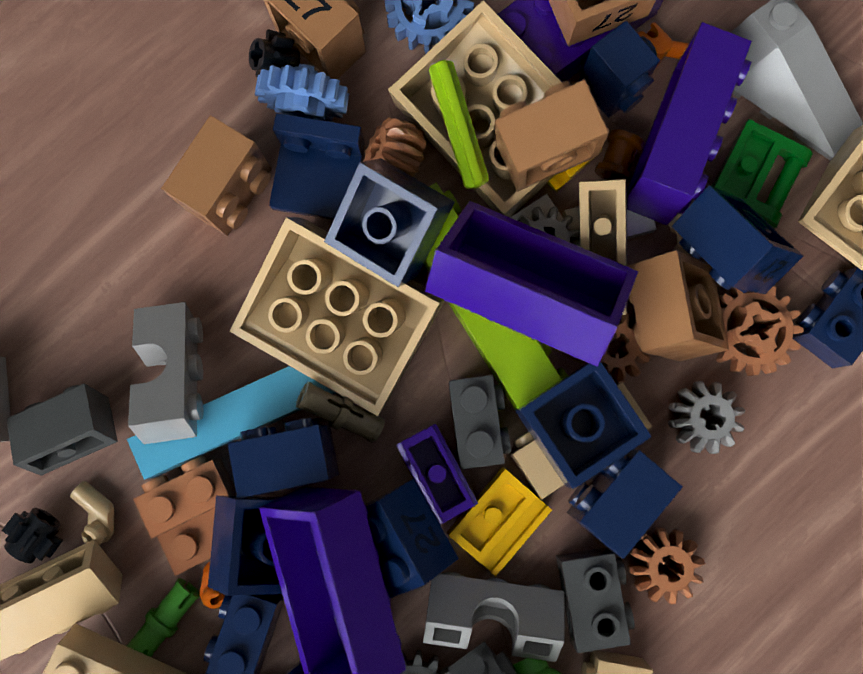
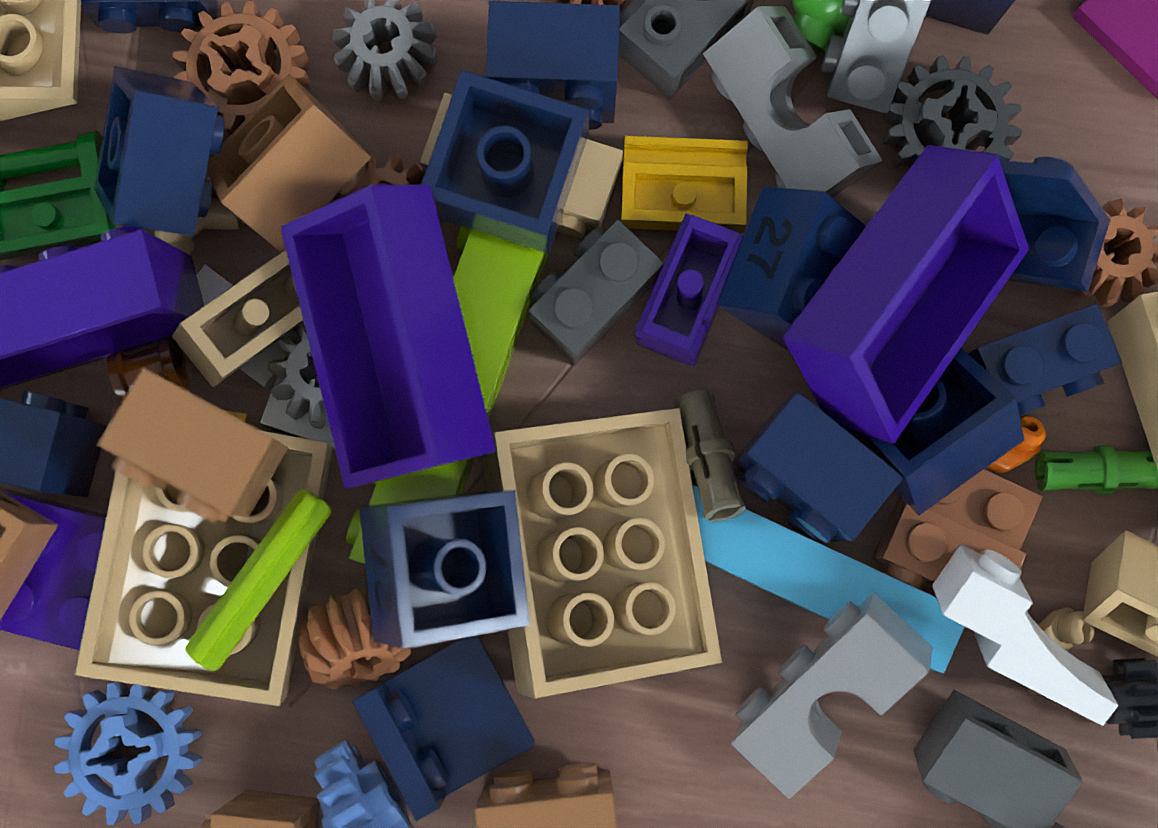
camera: 135 degrees left, 0 degrees up
(138, 493) = (992, 601): none -> white slope

